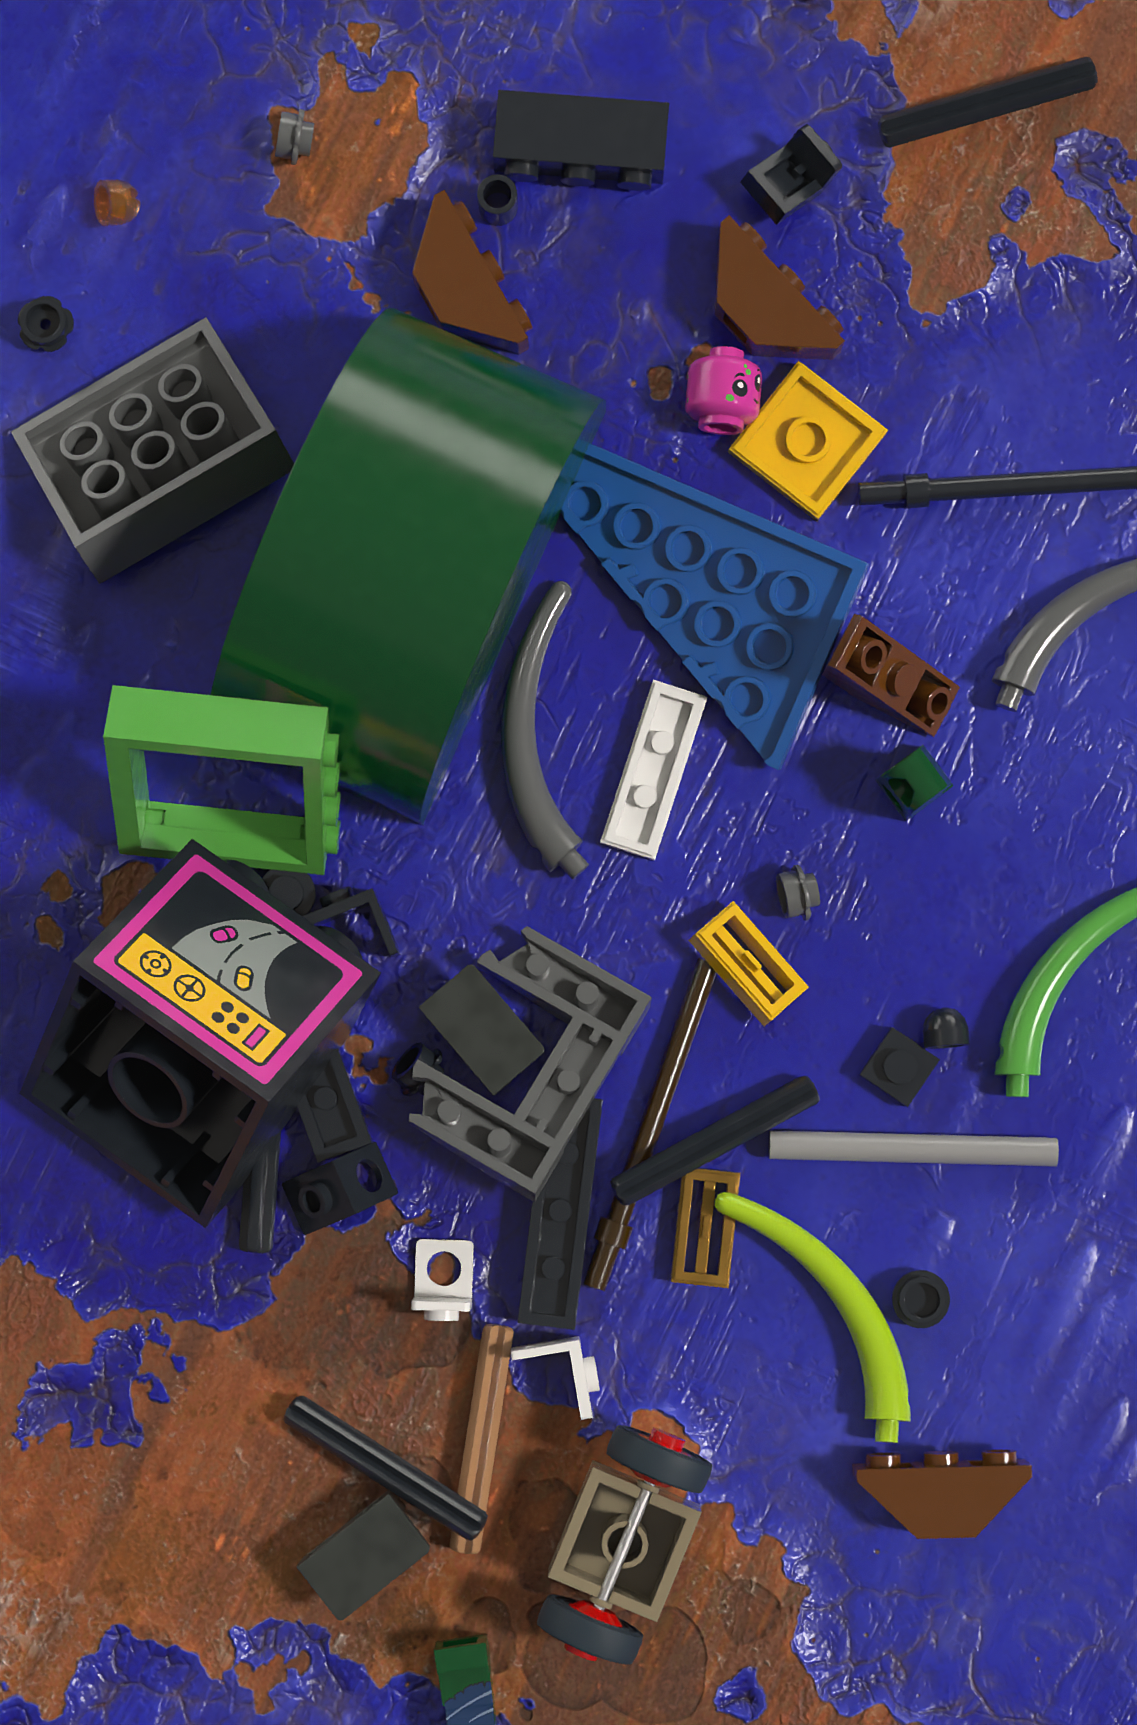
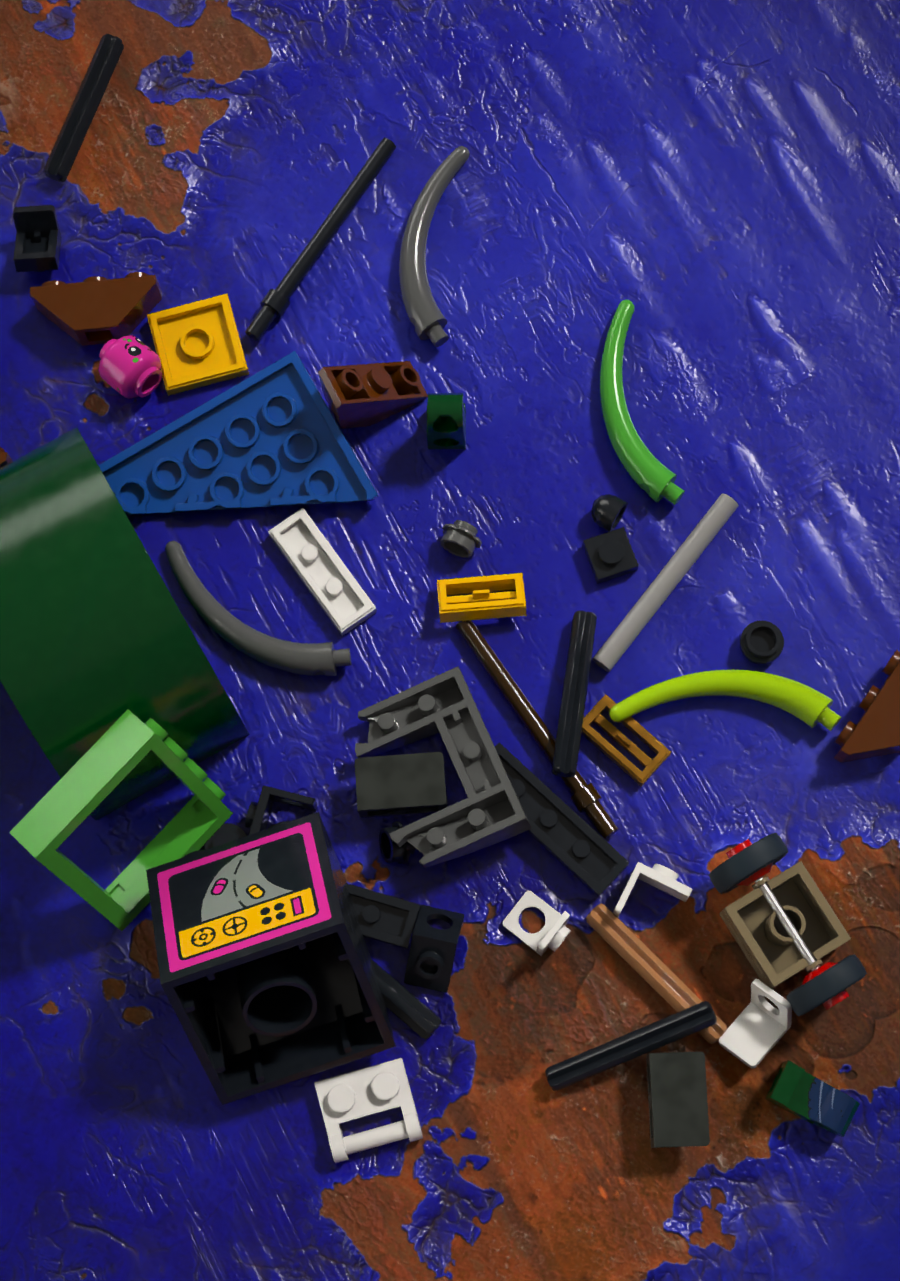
camera: 50 degrees left, 10 degrees down
(136, 1226) = (362, 1095): none -> white plate
(499, 1584) = (758, 1026): none -> white bracket

